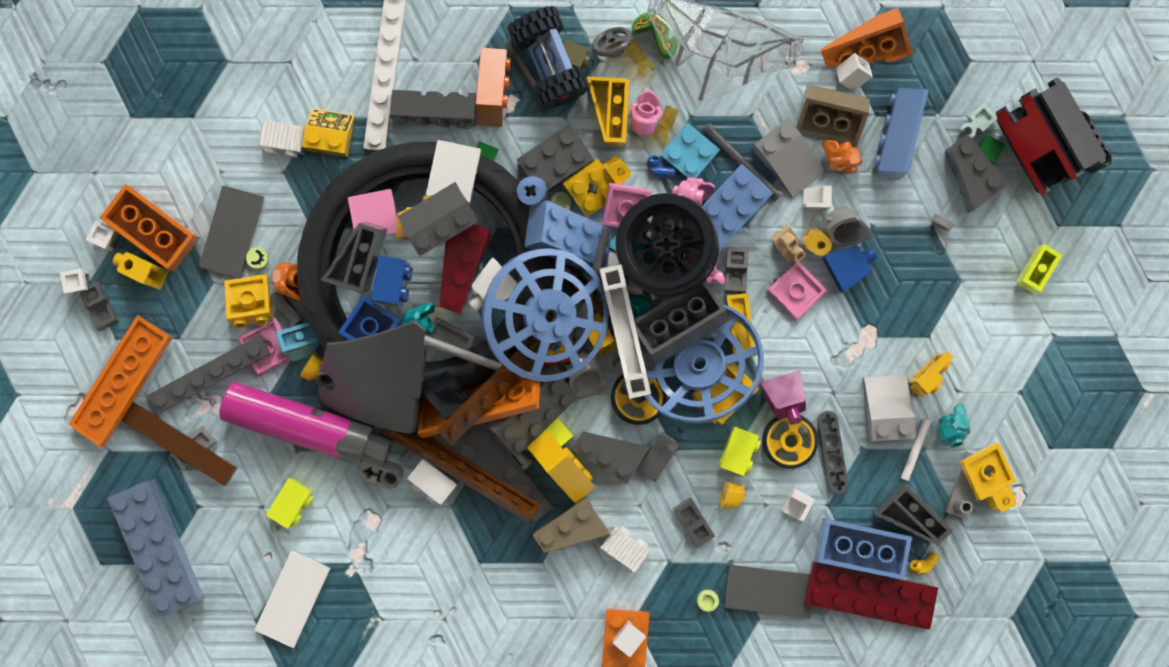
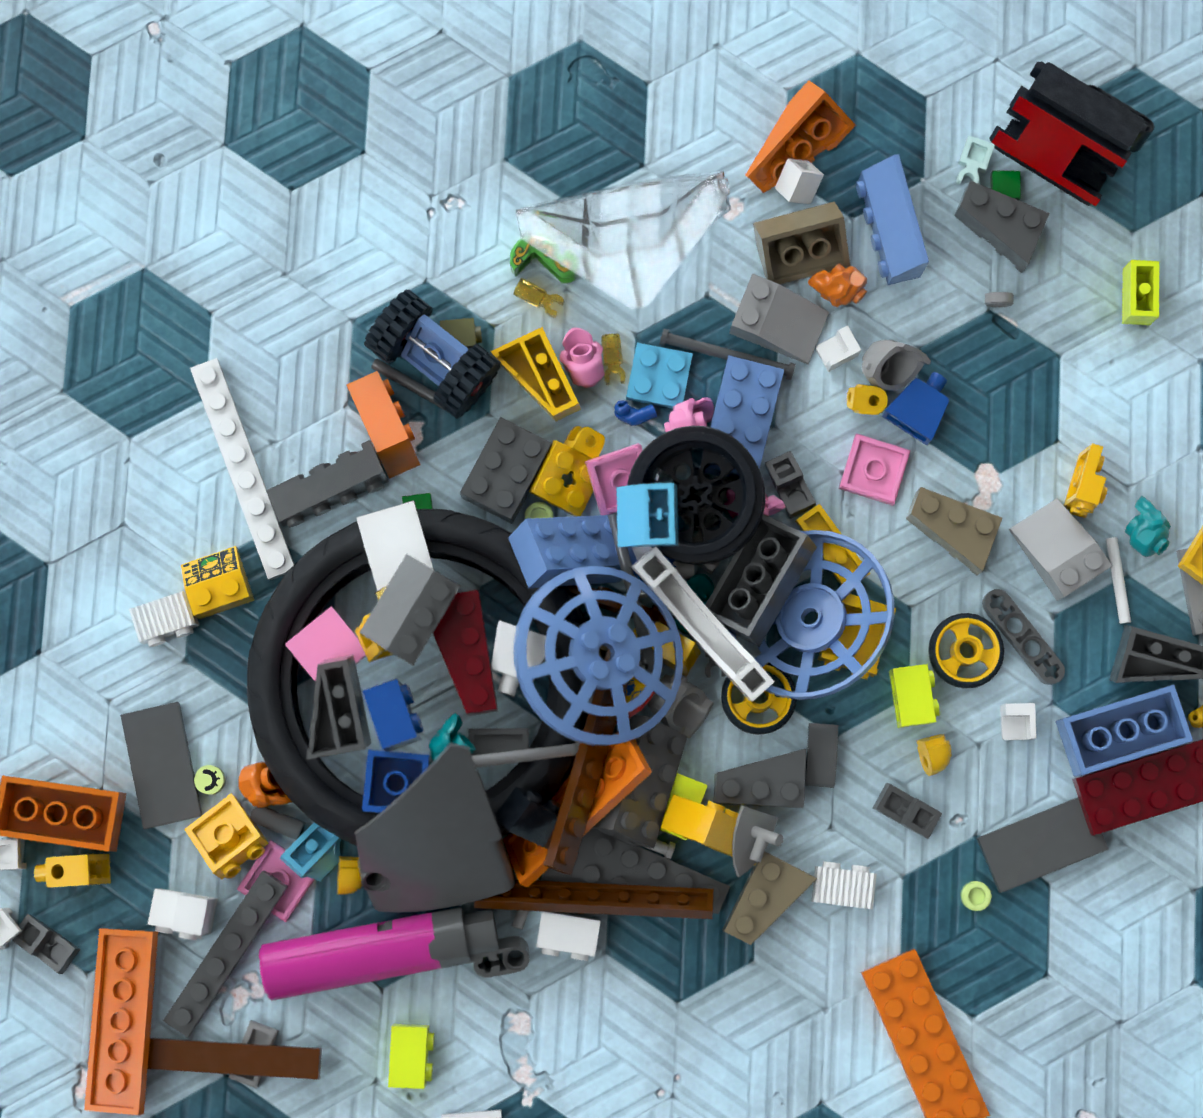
camera: 25 degrees left, 5 degrees down
(194, 334) = (182, 912): none -> white brick
(540, 189) = (506, 527): medium blue piece -> none
(582, 484) = (751, 837): none -> light grey shield
(613, 46) = (502, 299): dark grey piece -> none
(626, 241) = (647, 515): none -> medium azure slope
(628, 639) = (909, 992): white panel -> none
(785, 396) = (932, 600): torso -> none
(788, 245) = (835, 421): tan hips -> none
(829, 357) = (955, 526): none -> dark tan wedge

